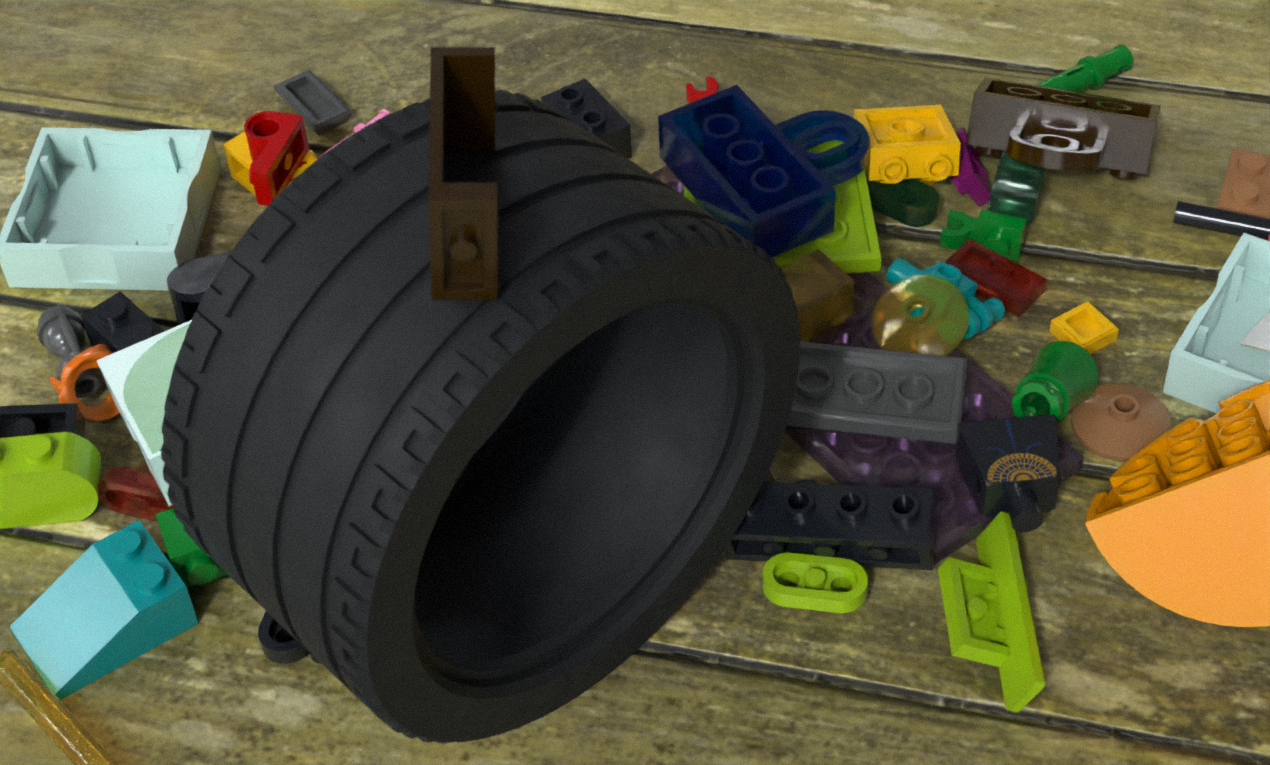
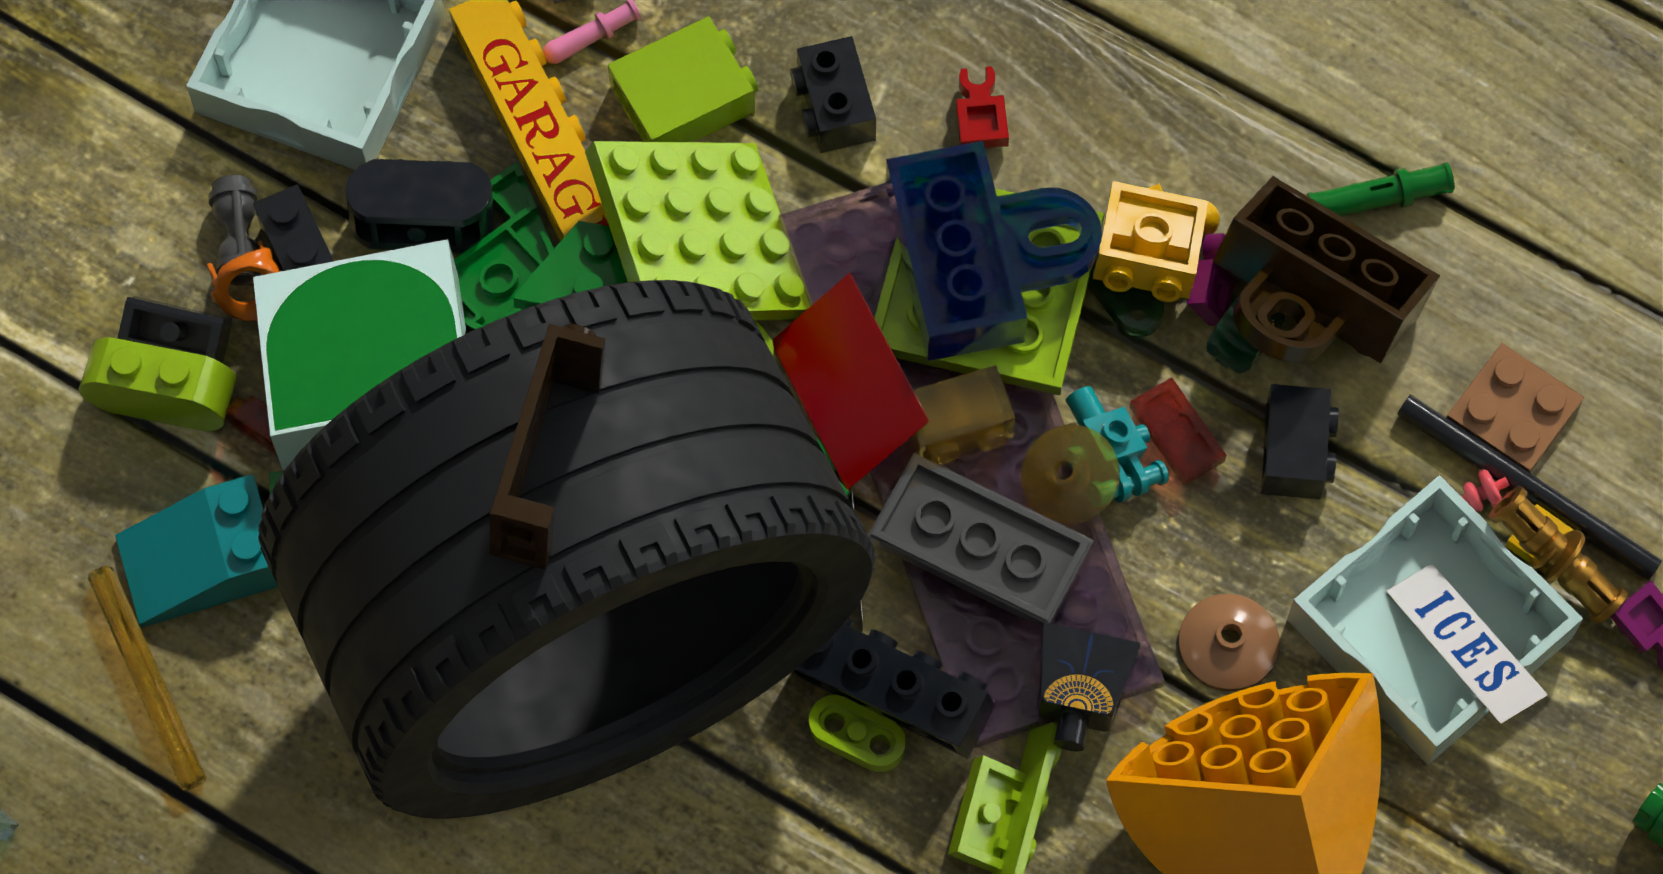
camera: 15 degrees right, 20 degrees up
(276, 150) = (495, 56): red plate -> none
(993, 230) = (1195, 378): green plate -> none
(1056, 382) = (1165, 596): green plant -> none
(1084, 327) = (1241, 522): yellow tile -> none
(1102, 255) = (1297, 441): none -> black brick

